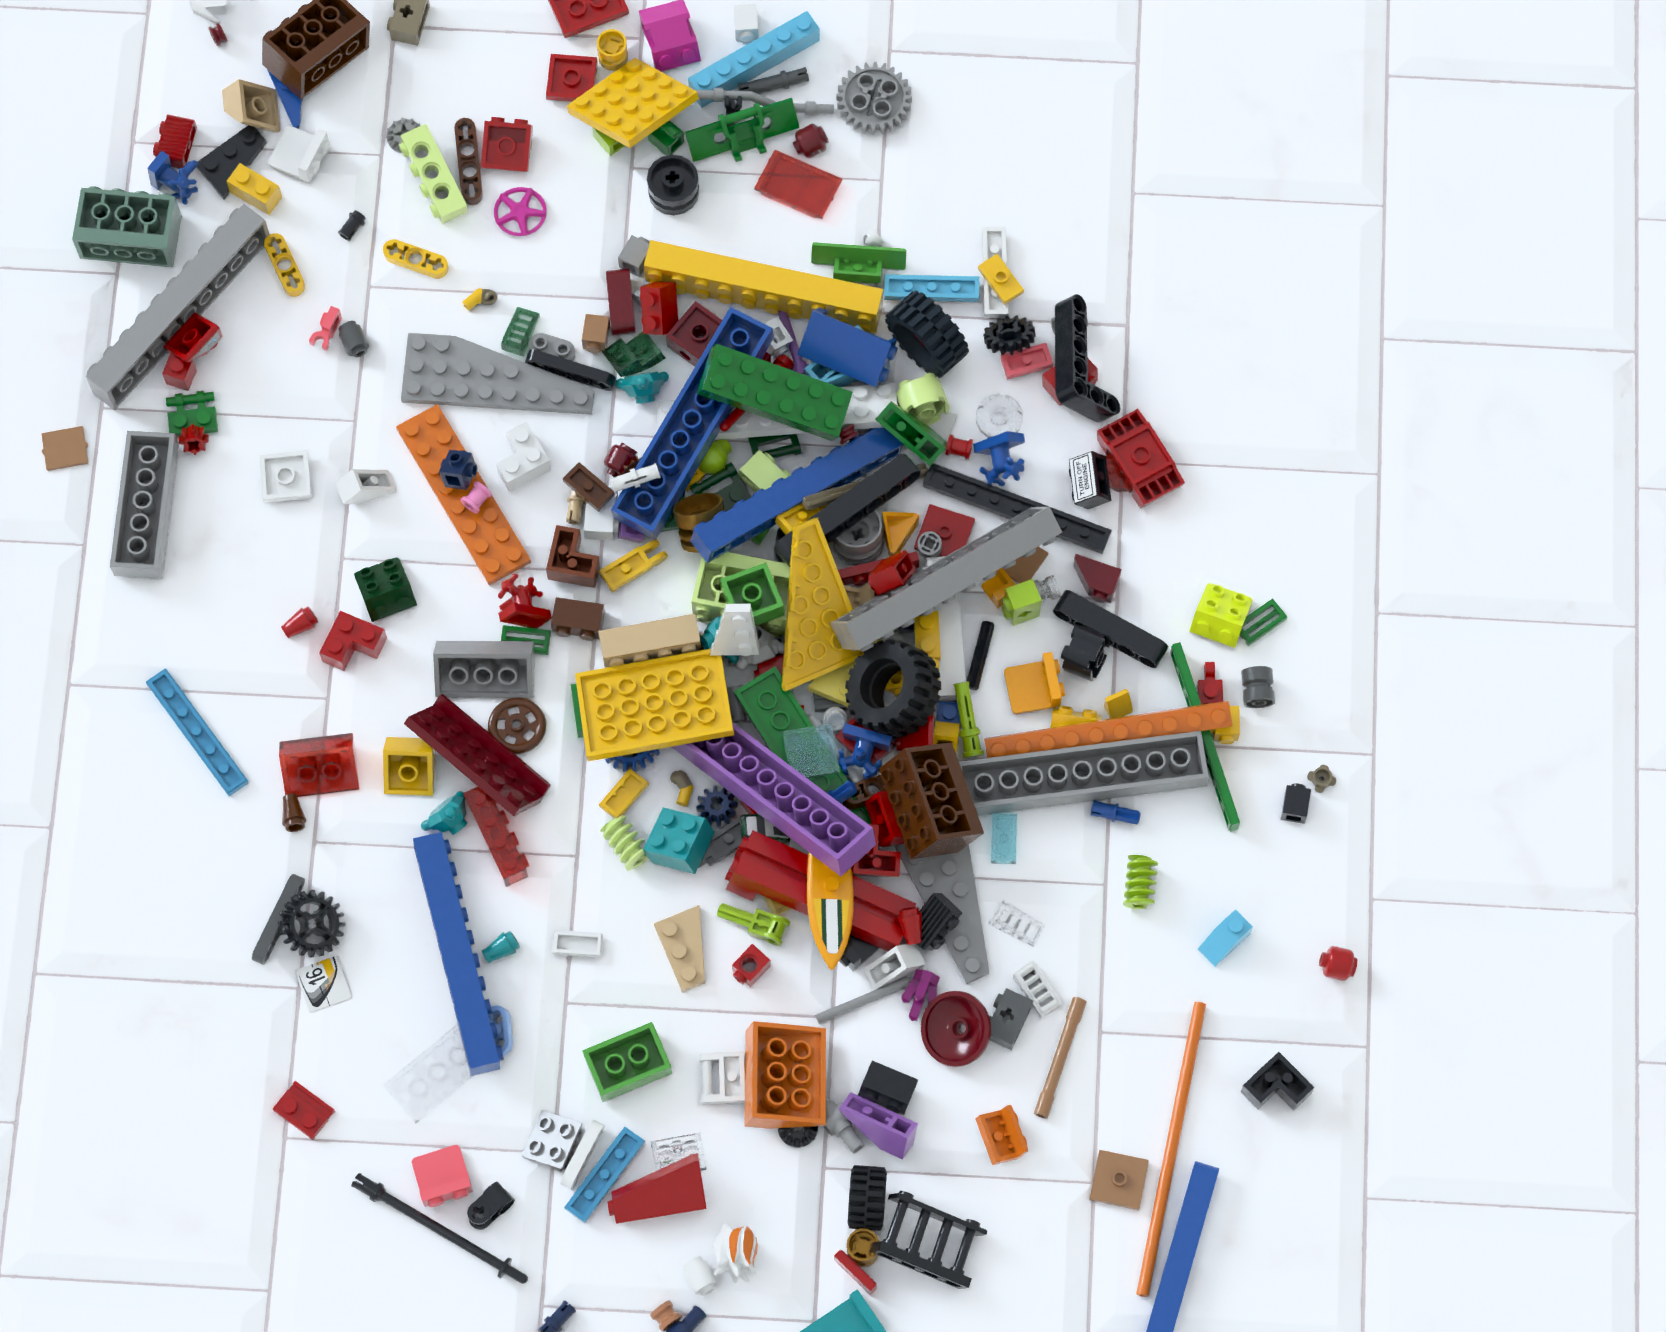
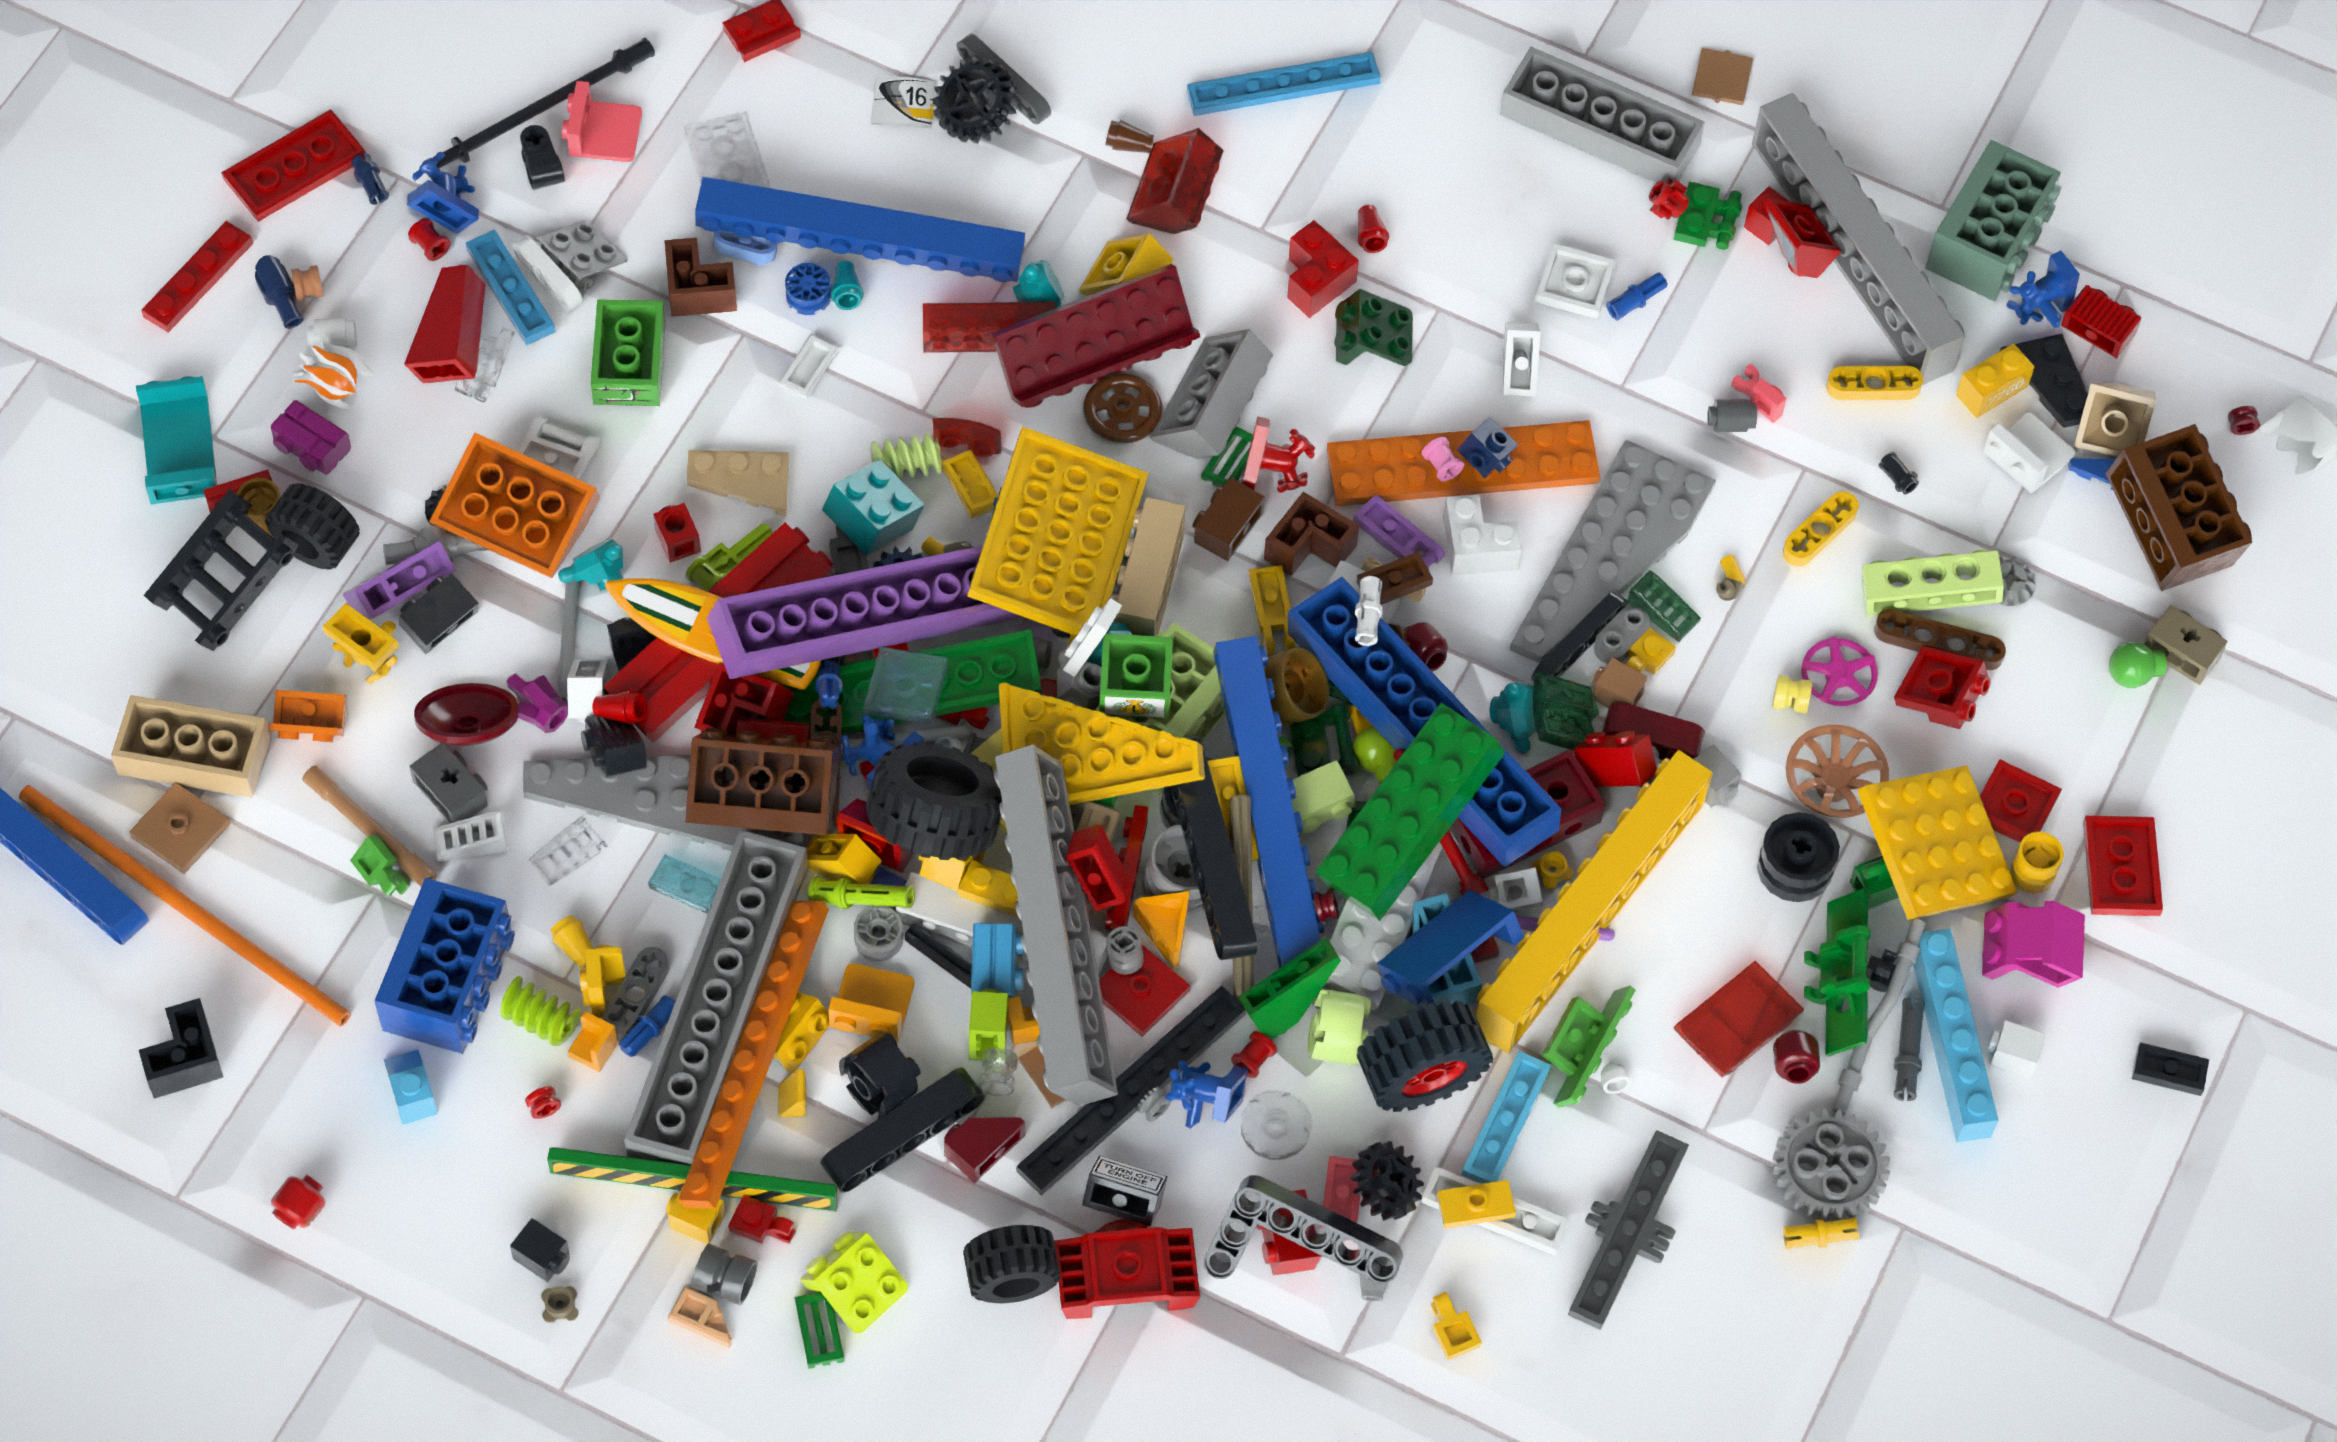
camera: 110 degrees right, 10 degrees down
(280, 433) = (1636, 296): none -> blue axle
(437, 40) = (2136, 664): none -> bright green piece
(515, 972) = (812, 279): none -> blue wheel
(540, 510) = (1396, 531): none -> medium lavender plate
(551, 1254) = (441, 196): none -> blue piece
(552, 229) = (1792, 694): none -> light yellow wheel
(553, 1045) = (697, 287): none -> copper brick
(561, 326) = (1650, 652): none -> yellow plate
(588, 804) = (977, 436): none -> clear red slope
(590, 1250) = (429, 239): none -> red bush
(603, 182) = (1834, 775): none -> nougat wheel
(790, 1247) = (310, 438): none -> magenta brick
(800, 1003) = (596, 565): none -> teal rock
(920, 90) = (1820, 1233): none -> yellow pin
(939, 1117) = (362, 641): none -> yellow piece
(970, 194) = (1629, 1230): none -> dark grey hinge
(978, 614) = (996, 958): none -> dark azure brick
(980, 695) = (882, 920): none -> light grey wheel
(1022, 489) = (1154, 1105): none -> light grey bush
(1063, 1195) = (191, 746): none -> tan brick
(1078, 888) = (572, 939): none -> yellow cone
(1084, 265) = (1453, 1331): none -> yellow plate
(1086, 1034) = (375, 865): none -> bright green plate
(1088, 841) = (636, 978): none -> dark grey beam
(1106, 852) = (603, 968): none -> yellow bracket
(1144, 839) = (594, 1042): none -> light orange panel
(1146, 964) = (444, 966): none -> blue brick
(1174, 518) = (1011, 1264): none -> black tyre
(1198, 850) = (543, 1102): none -> red bush
(1287, 694) = (701, 1316): none -> light nougat tile

